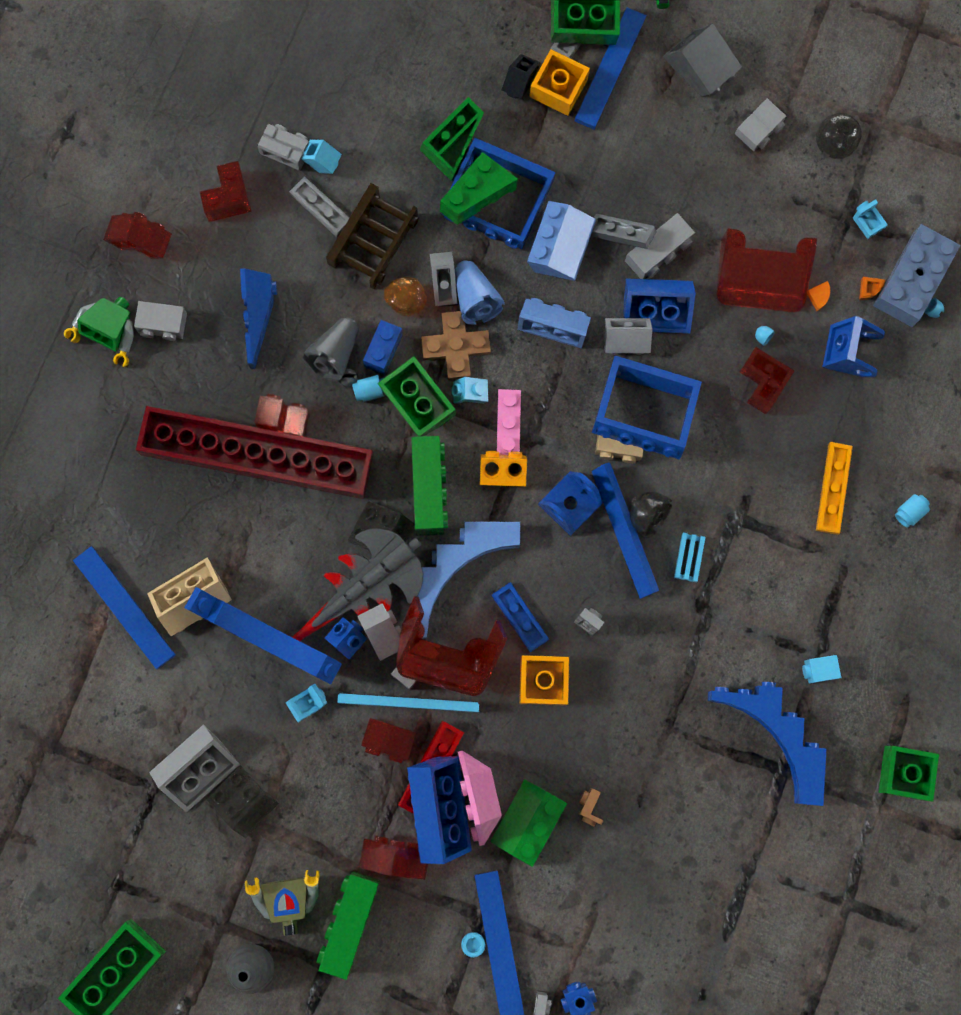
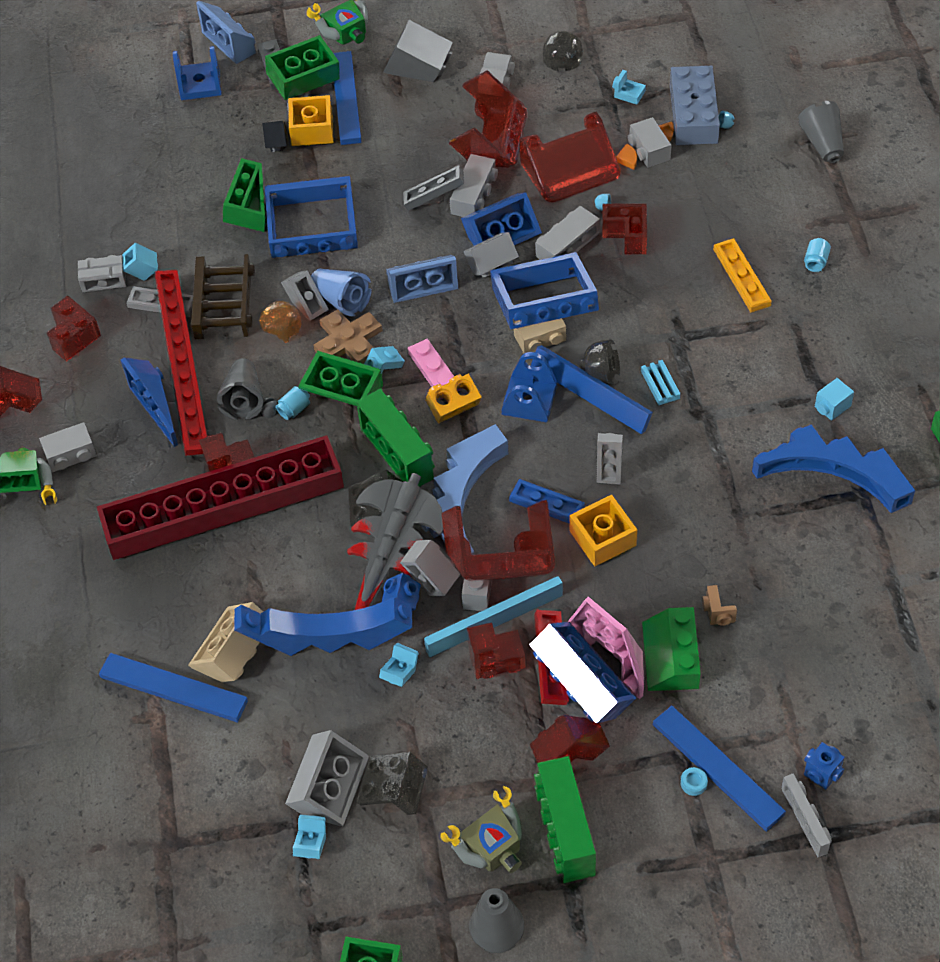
camera: 20 degrees left, 25 degrees down
(152, 812) = (310, 836): none -> medium azure bracket
(300, 287) = (181, 361): none -> red plate
(382, 347) = (284, 365): blue brick -> none
(478, 187) = (291, 211): green wedge -> none
(561, 241) = (387, 219): medium blue slope -> none
(707, 355) = (568, 235): none -> light grey brick
(725, 195) = (503, 122): none -> clear red windscreen
(843, 346) = (676, 176): blue hose -> none
(847, 293) = (649, 142): none -> light grey brick

